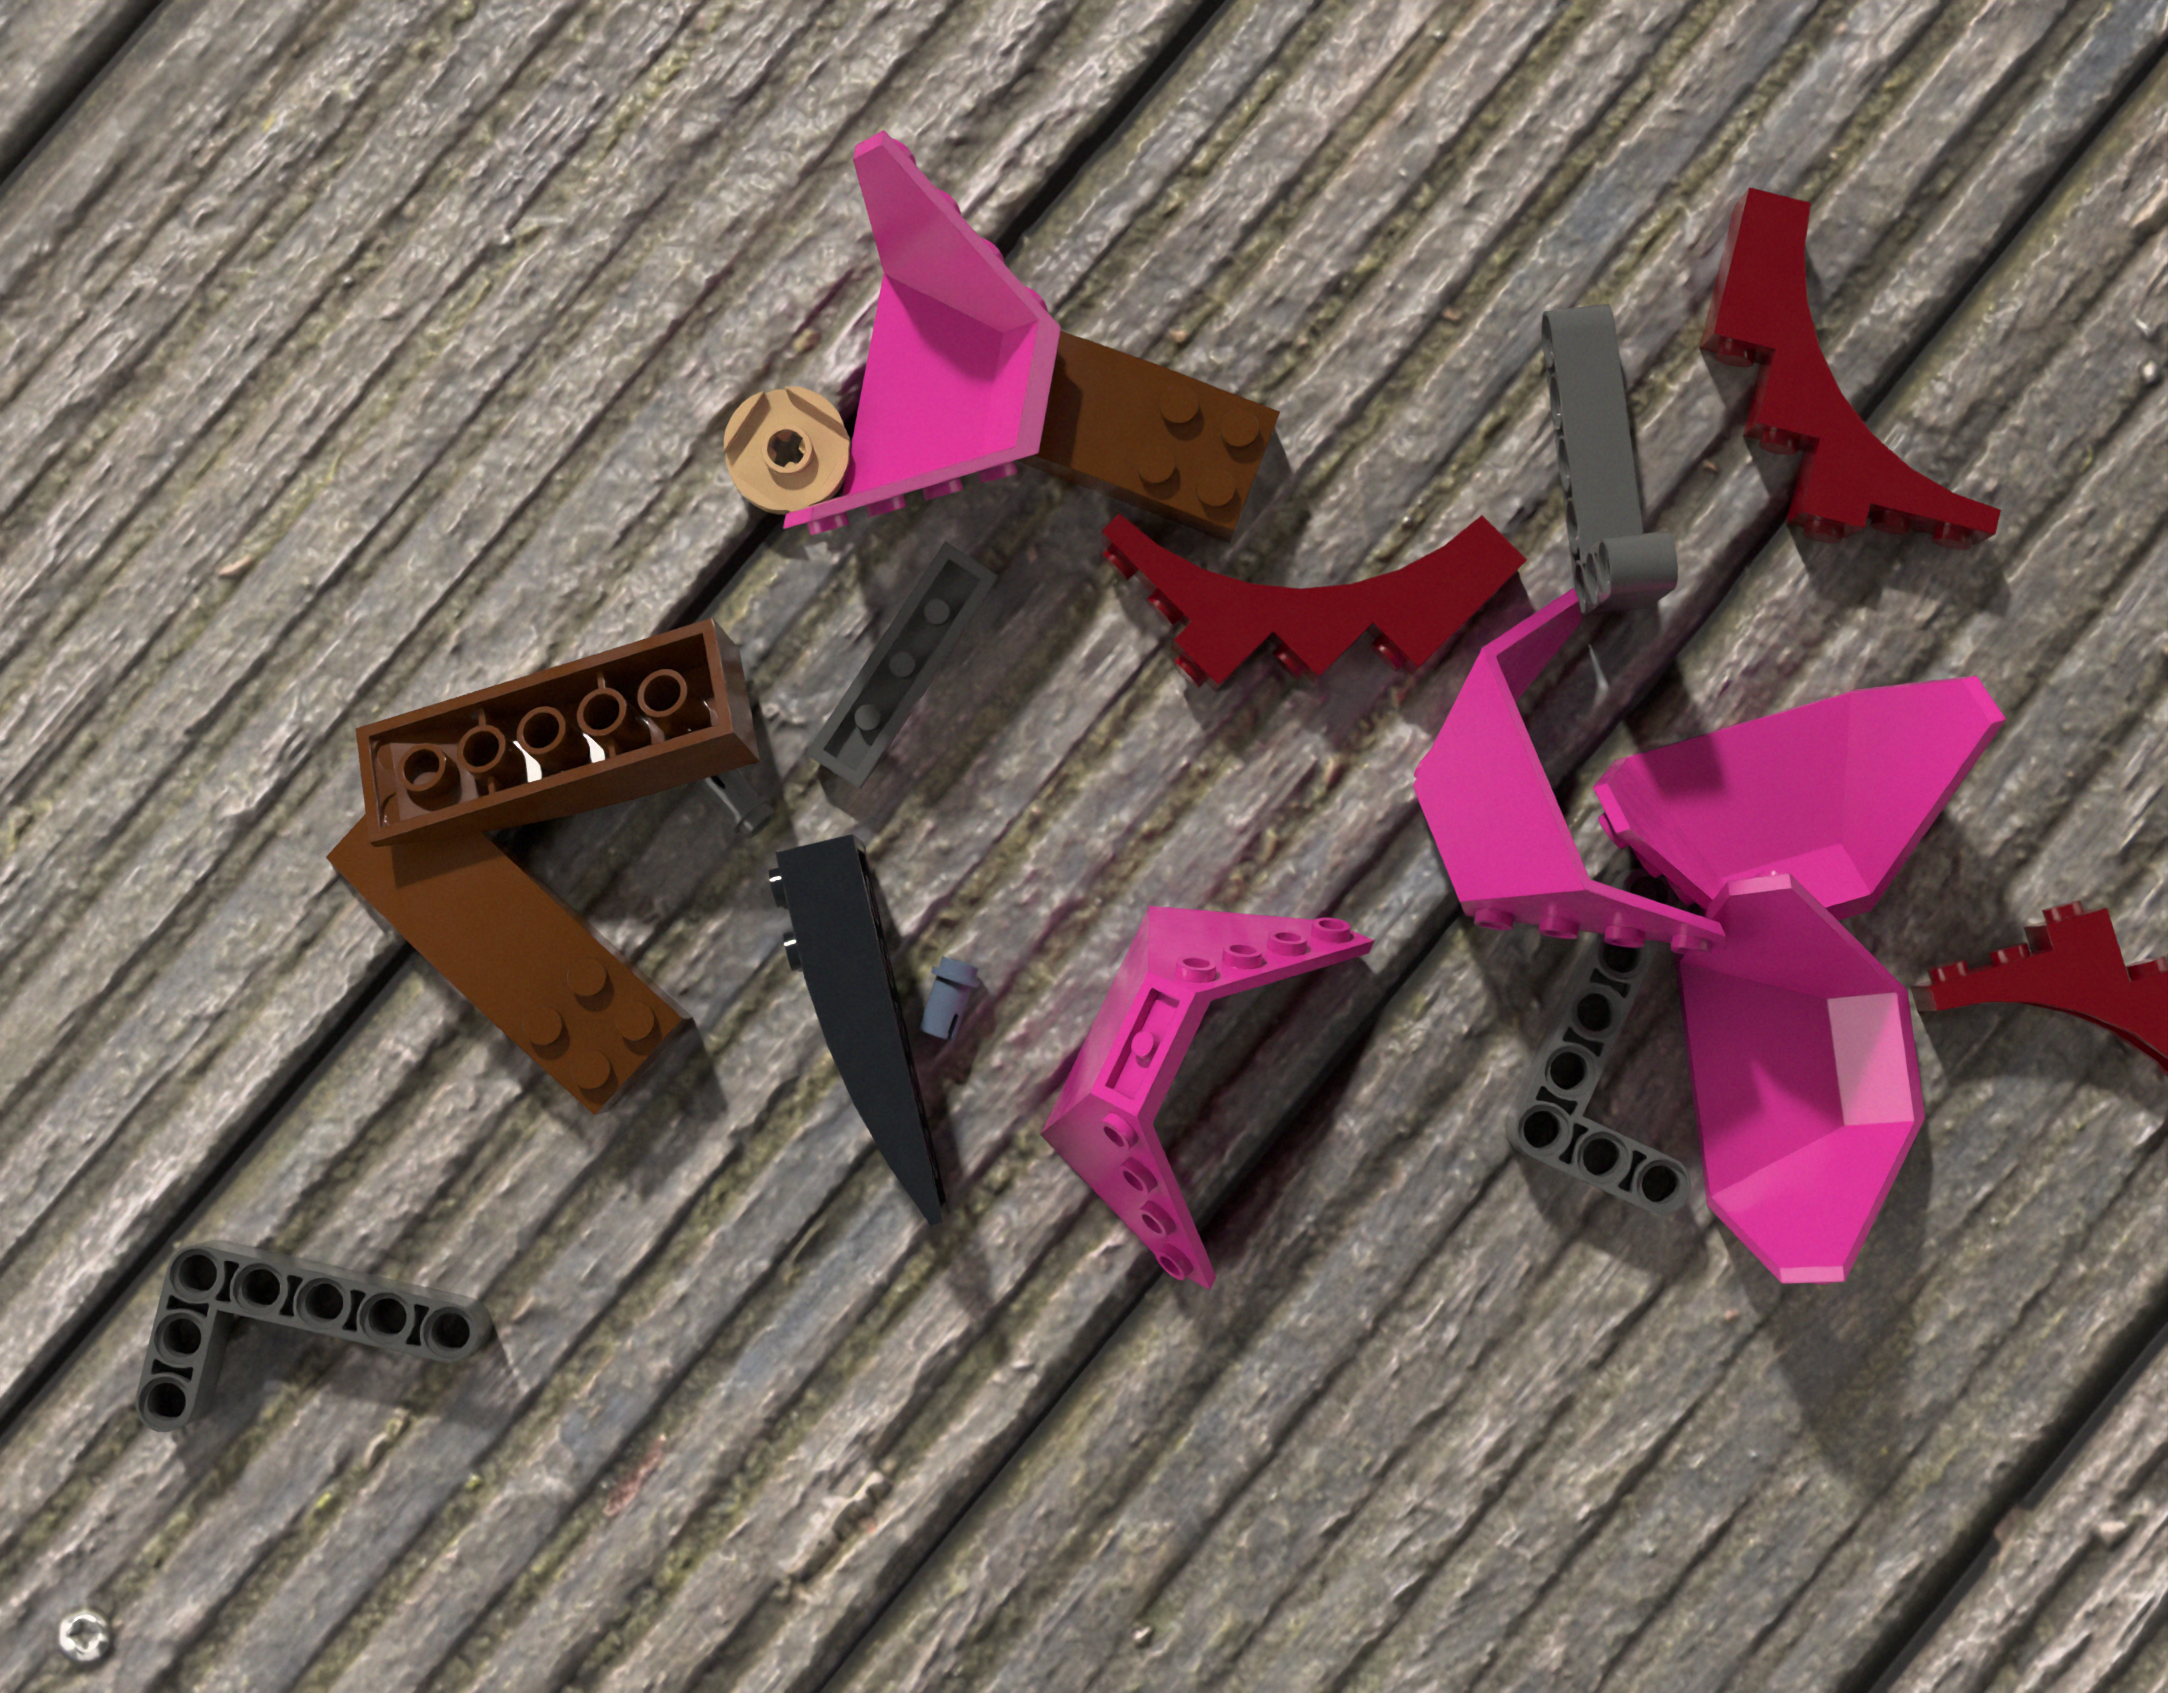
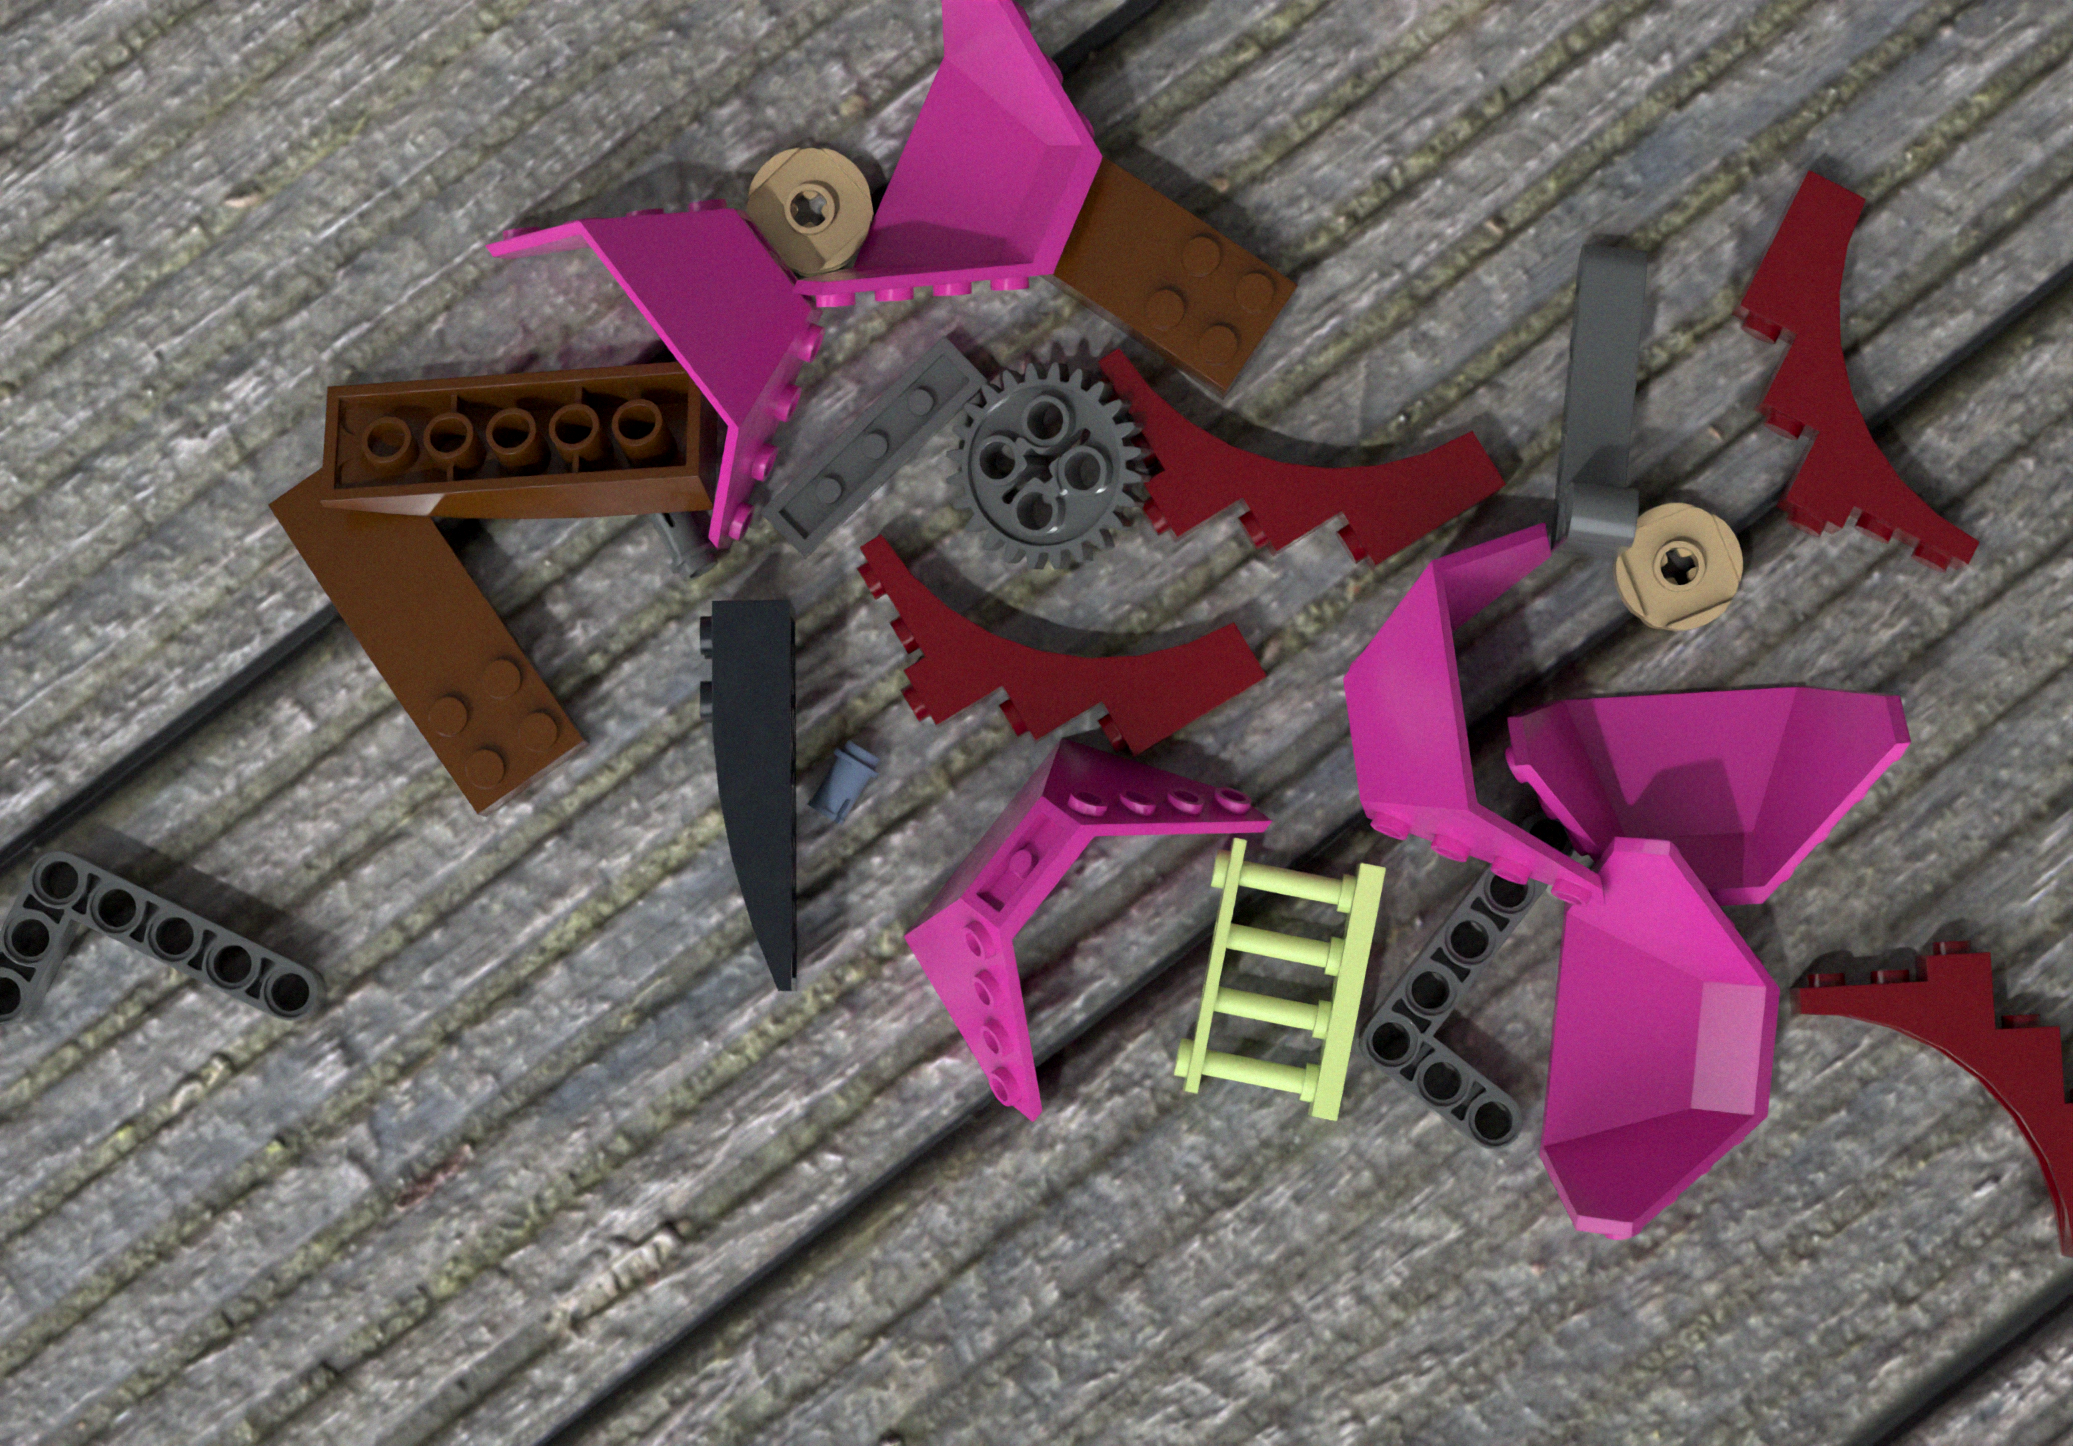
camera: 10 degrees right, 0 degrees up
(719, 564) = (722, 311): none -> dark pink piece
(1035, 607) = (1016, 420): none -> dark grey gear
(1041, 856) = (964, 665): none -> dark red arch
(1478, 1122) = (1328, 1020): none -> yellowish green fence
(1744, 612) = (1711, 583): none -> tan plate

